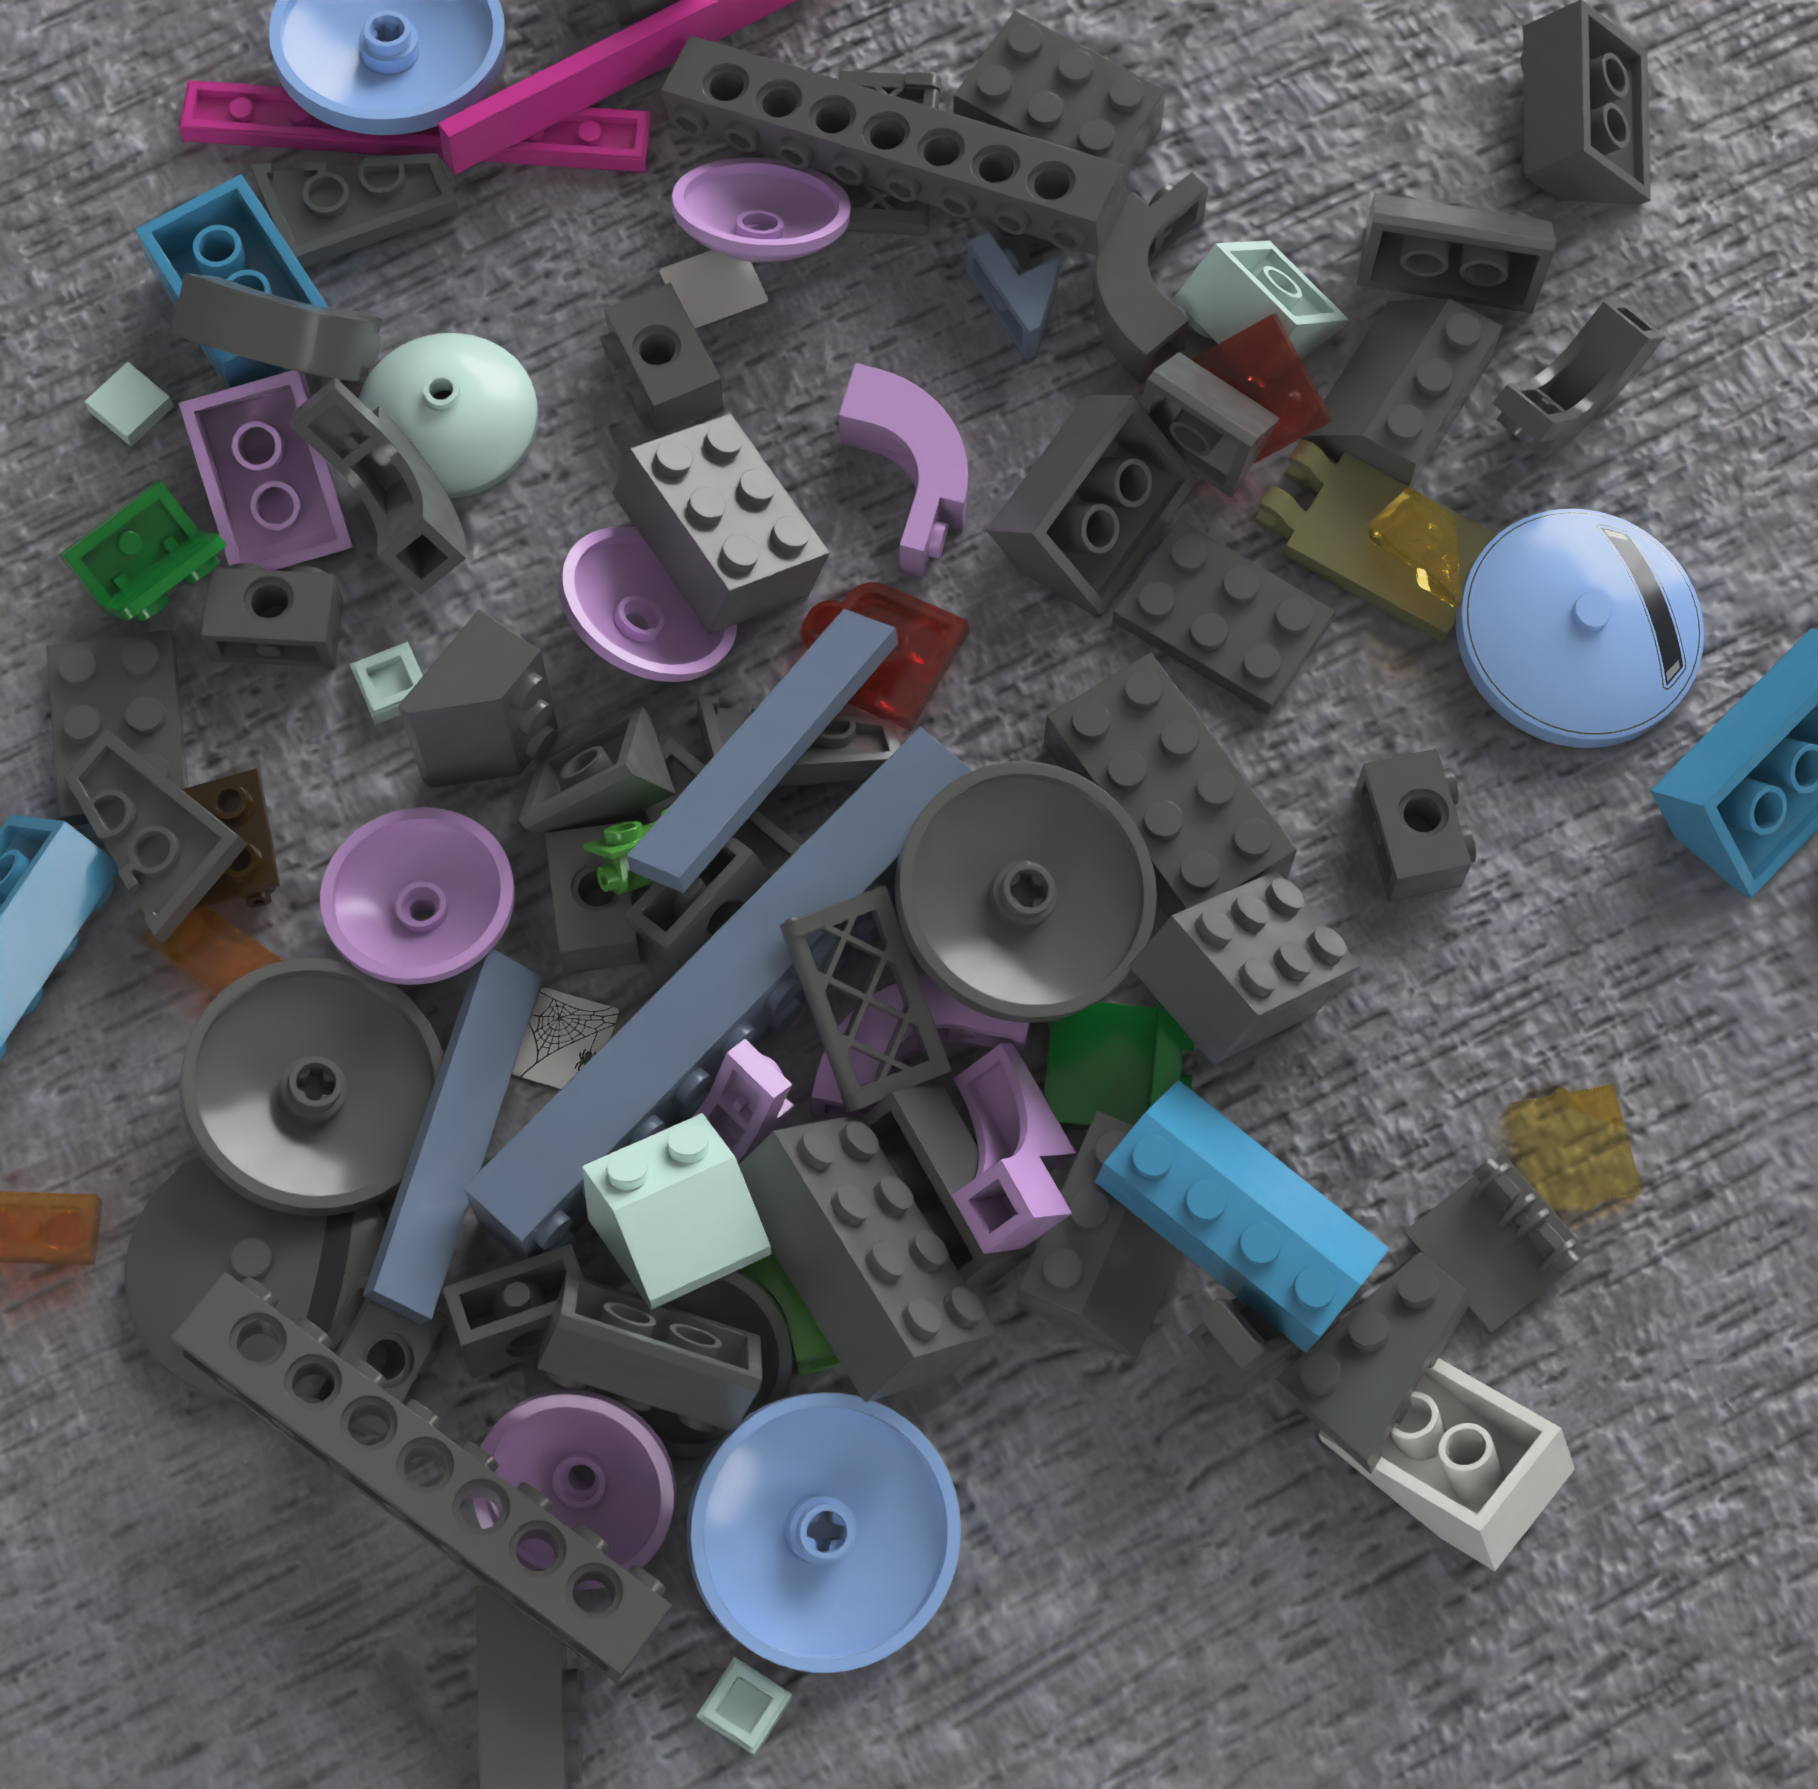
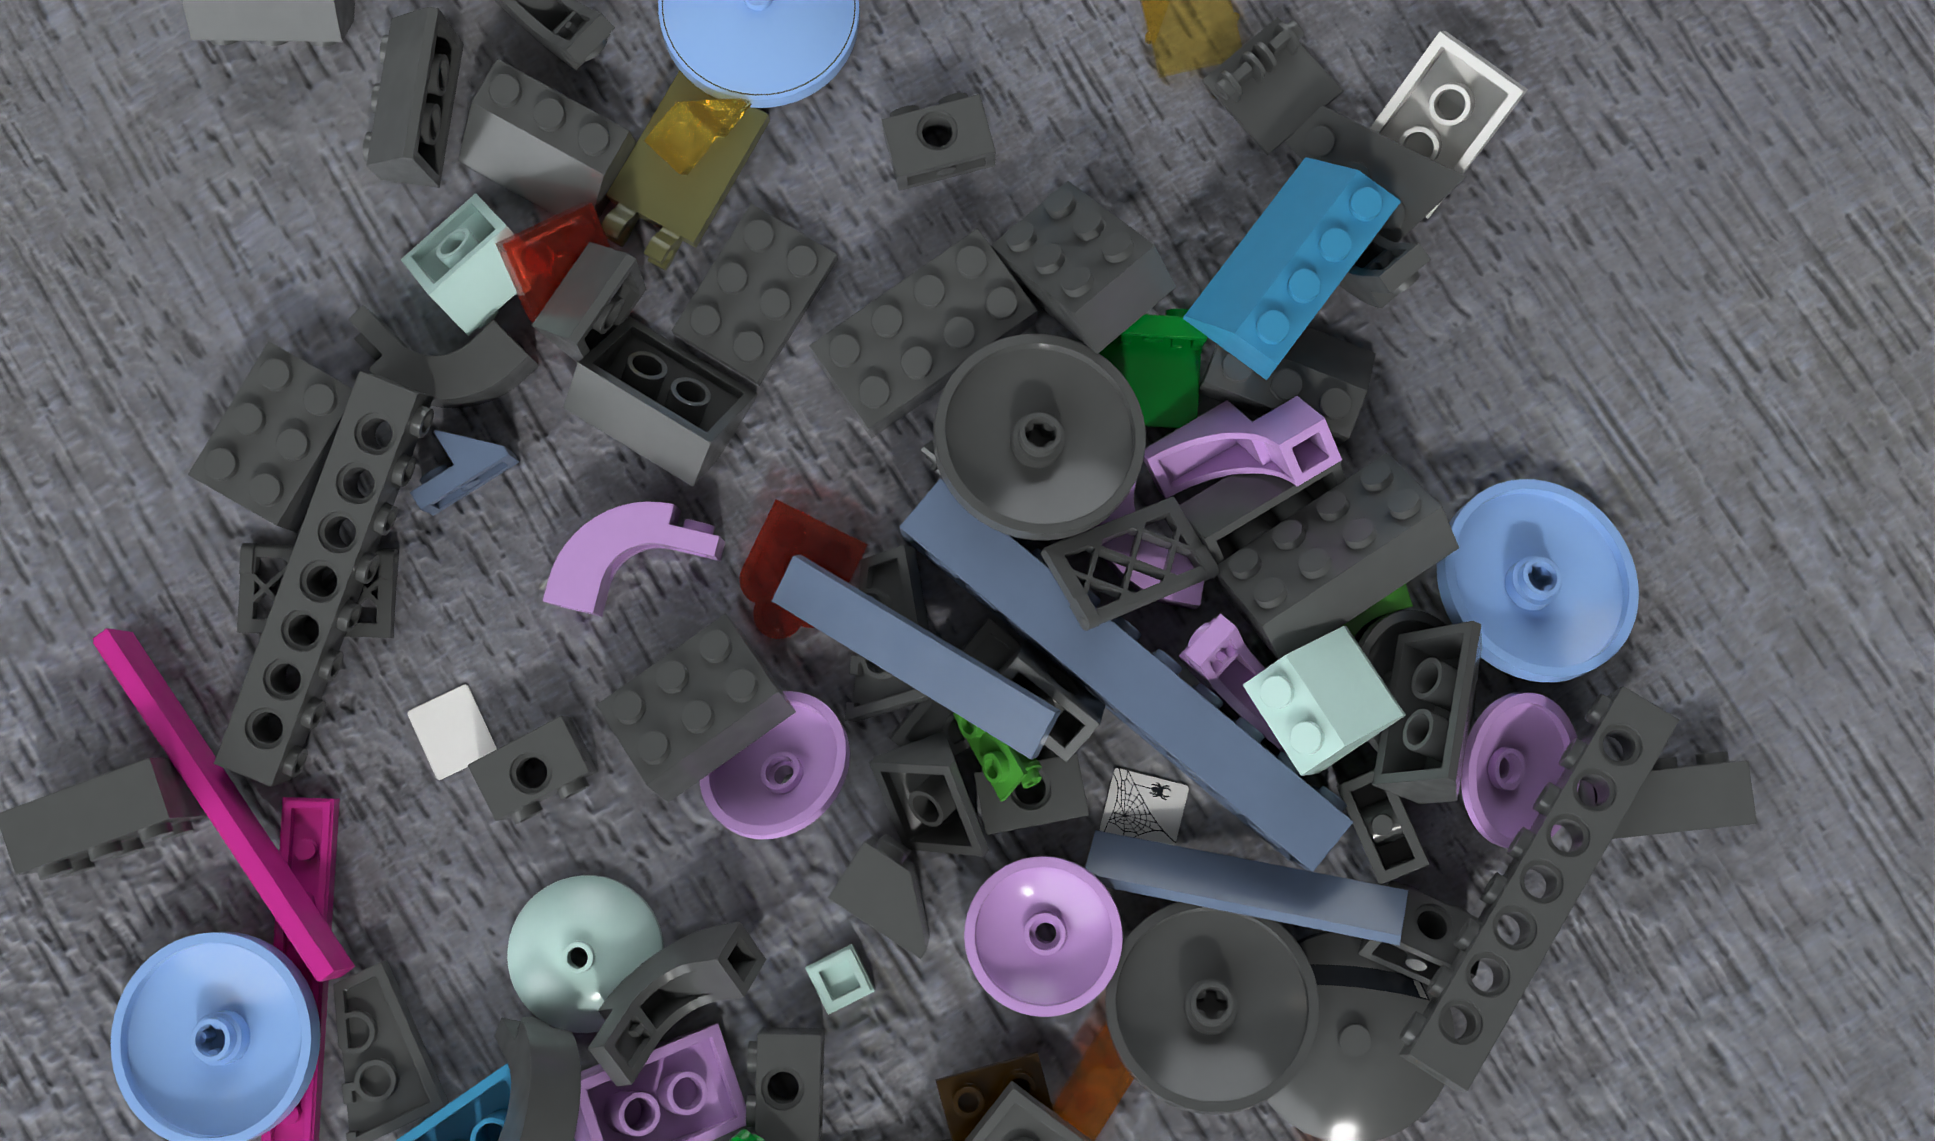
camera: 90 degrees left, 15 degrees up
(744, 1706) = (1657, 636): light aqua tile -> none
(760, 209) = (389, 691): lavender dish -> none

